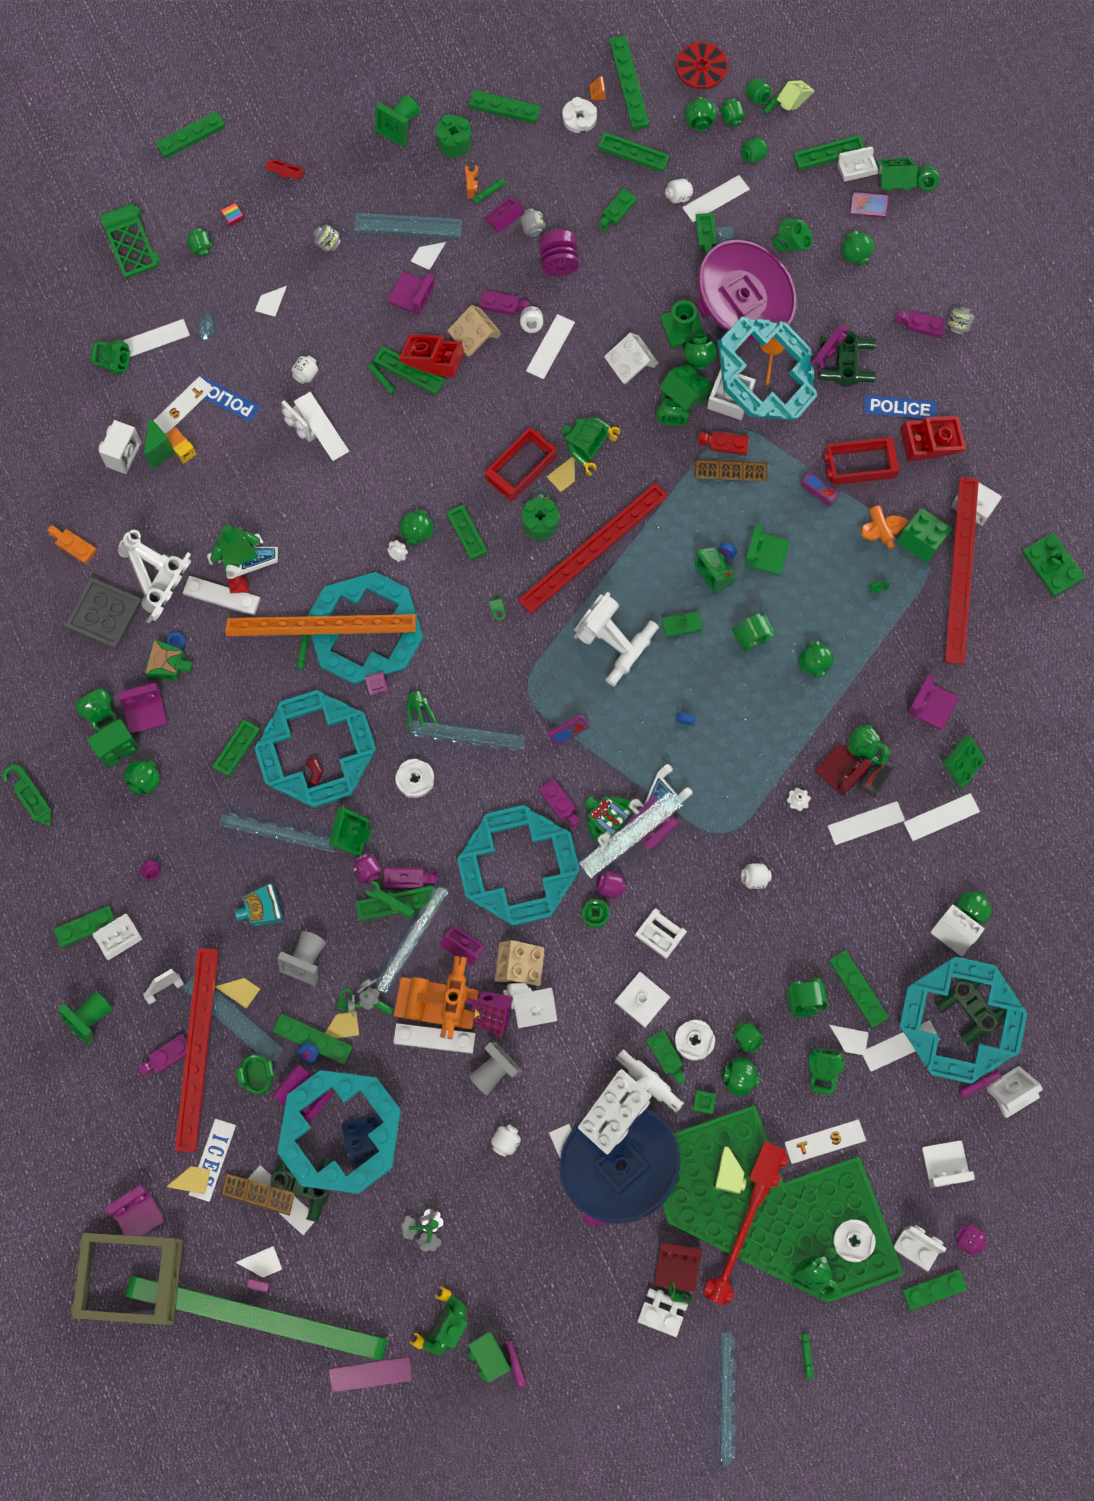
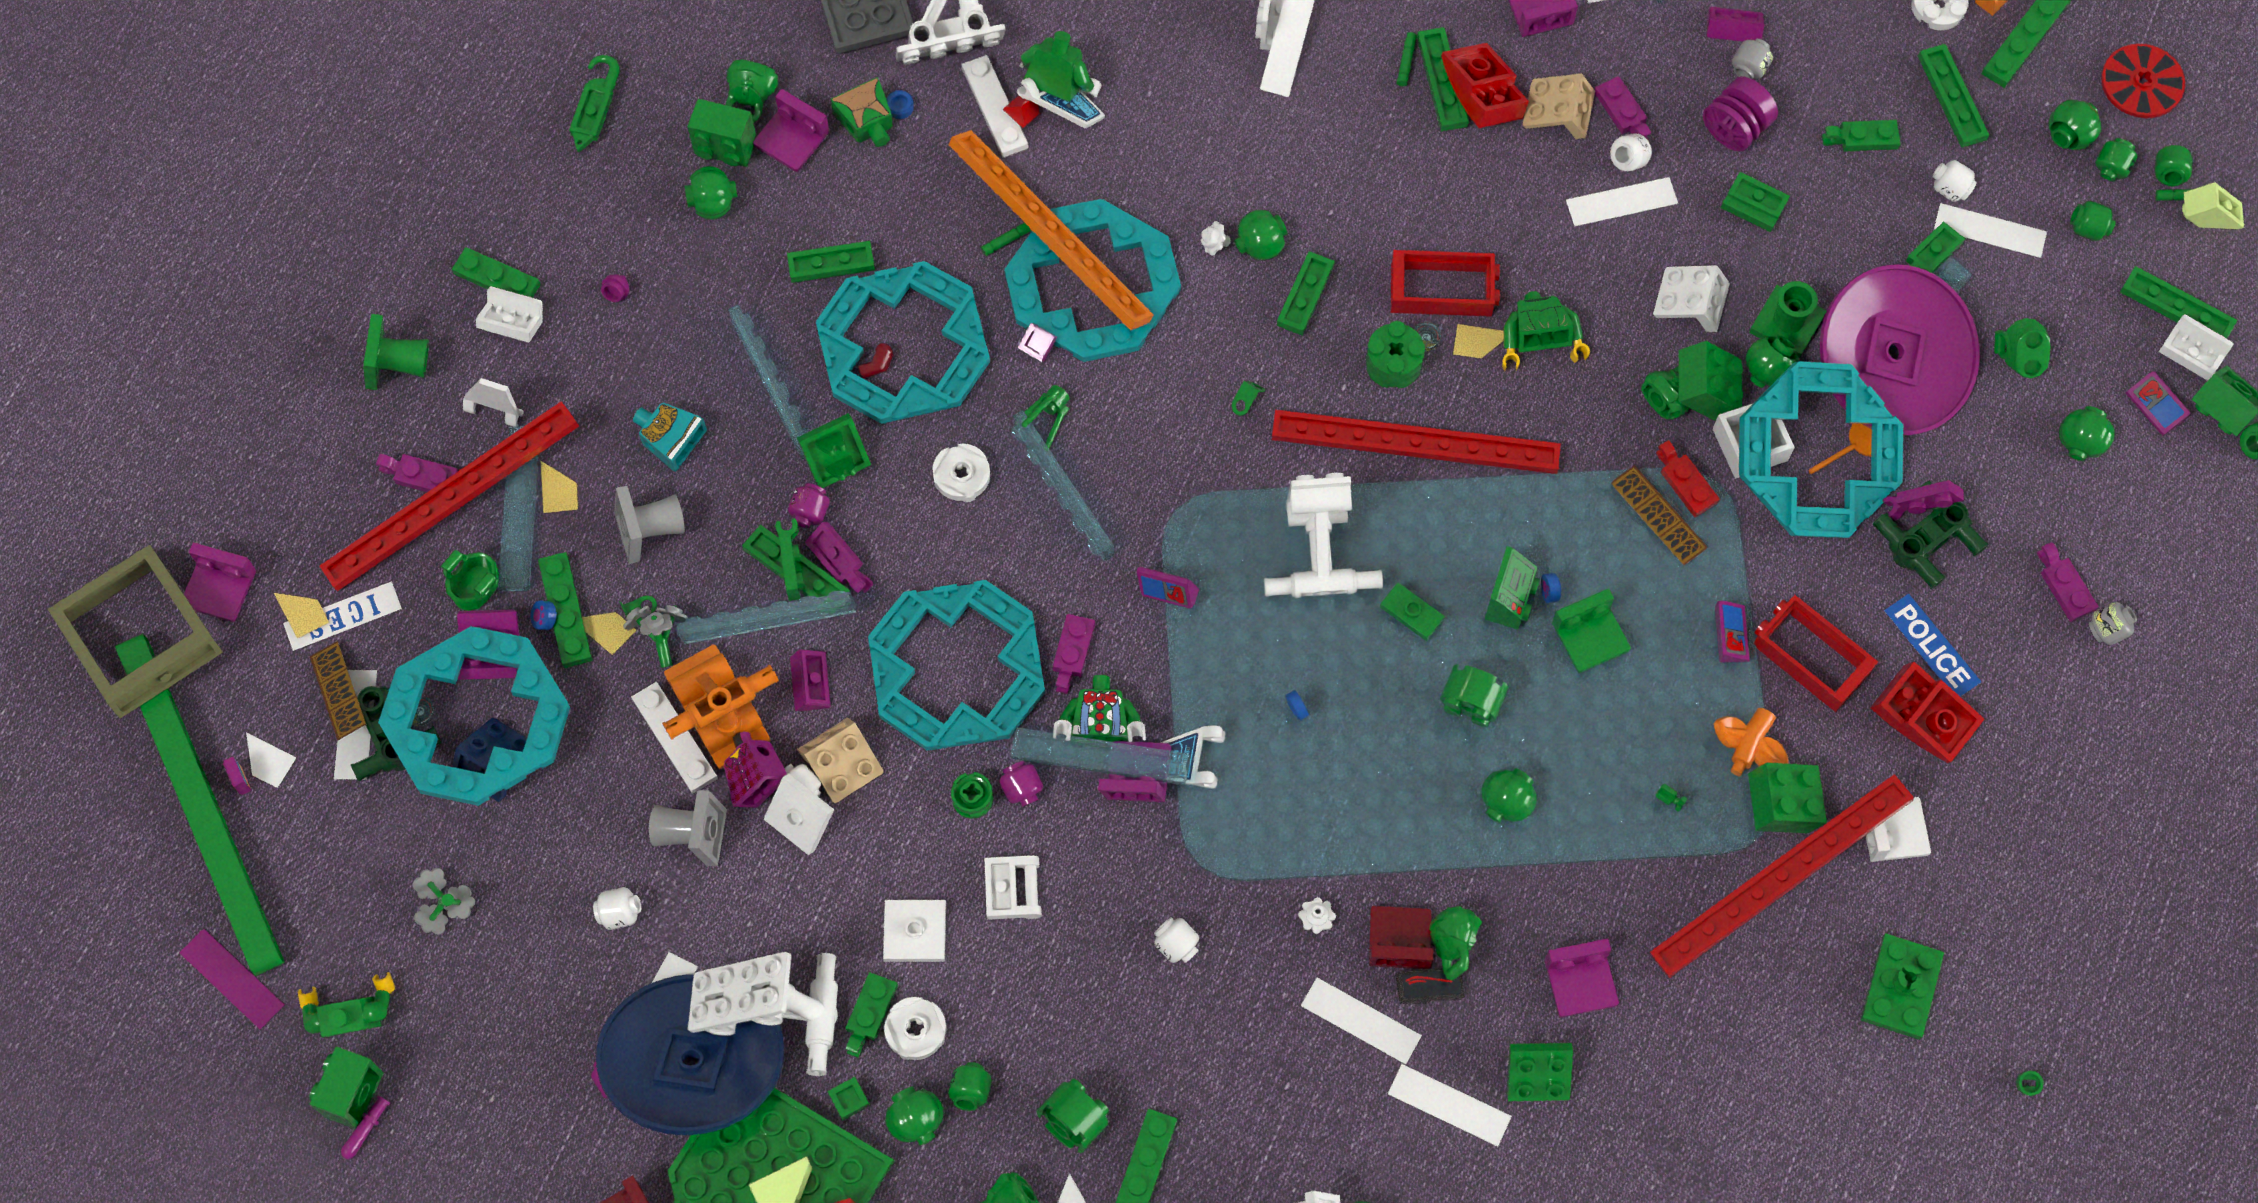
camera: 50 degrees right, 5 degrees down
(608, 287) = (1755, 201): none -> green plate

